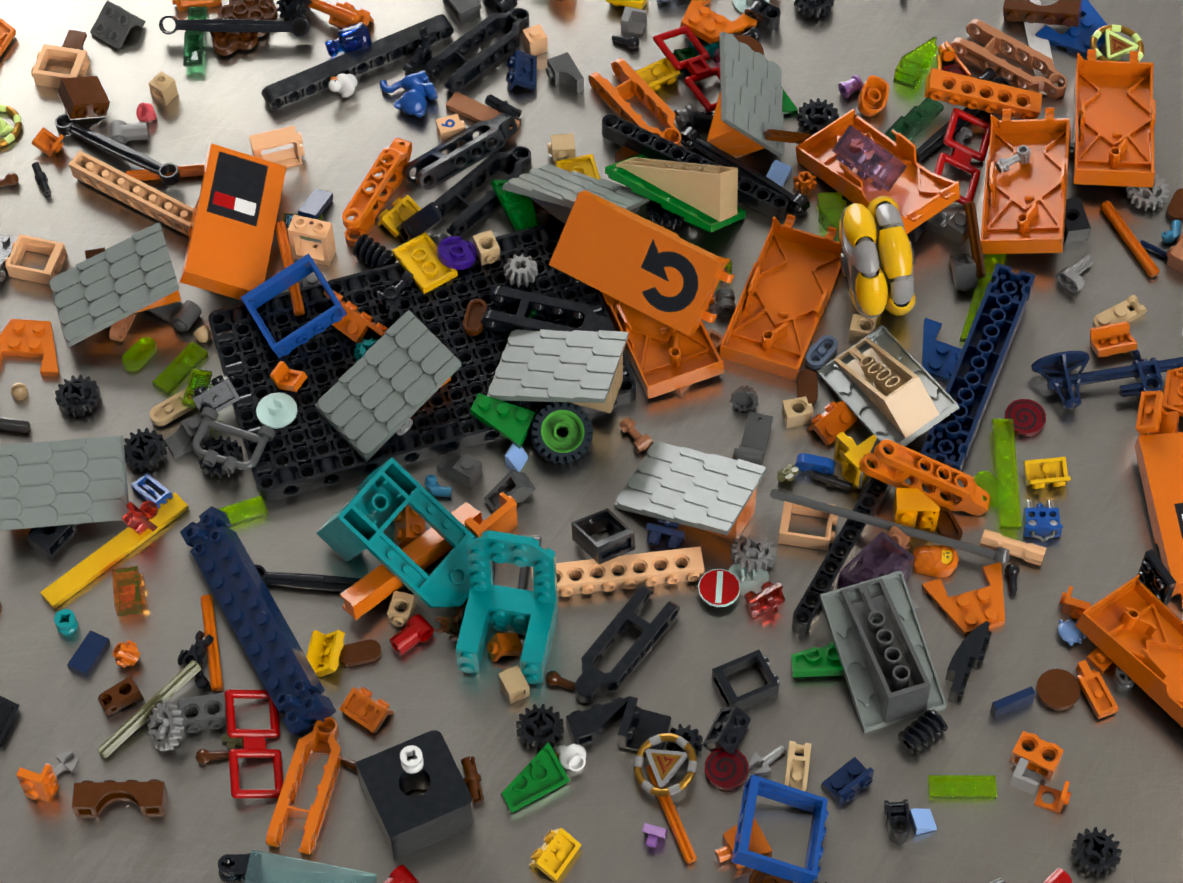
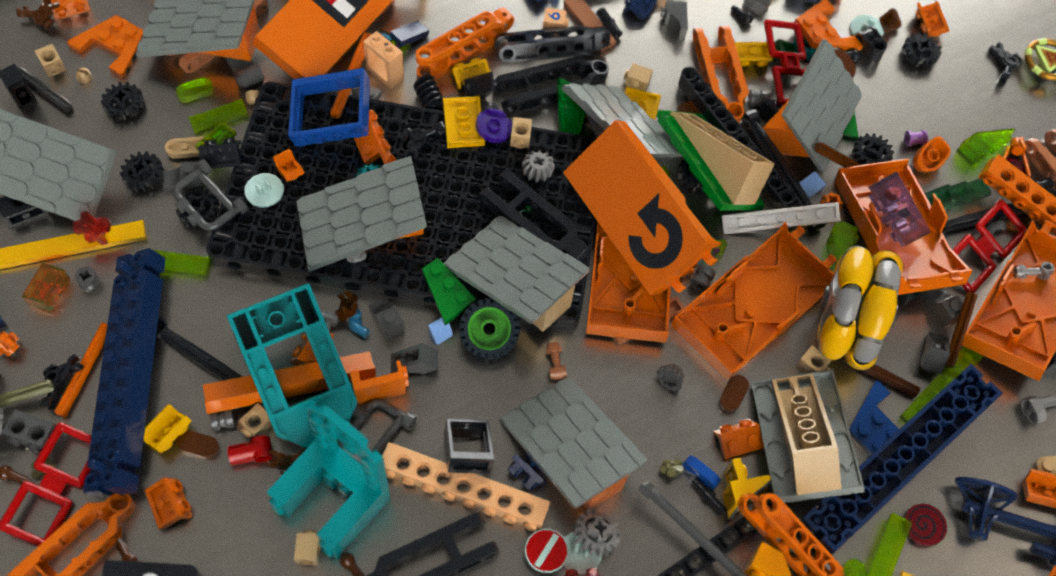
camera: 20 degrees right, 5 degrees up
(159, 498) = (126, 220): blue tile -> none
(160, 571) = (91, 282): none -> dark grey wheel
(370, 619) = (222, 419): none -> dark grey wheel
(417, 473) = (343, 312): none -> reddish brown piece
(473, 315) = (474, 186): reddish brown tile -> none
(504, 645) = (323, 504): orange bracket -> none
(754, 438) = (658, 421): dark grey door -> none
(763, 217) = (775, 218): none -> white tile
(795, 419) = (705, 418): tan brick -> none
(805, 540) = (635, 531): light nougat window -> none
(820, 353) = (763, 366): sand blue plate -> none
(935, 312) = (892, 380): none -> reddish brown axle

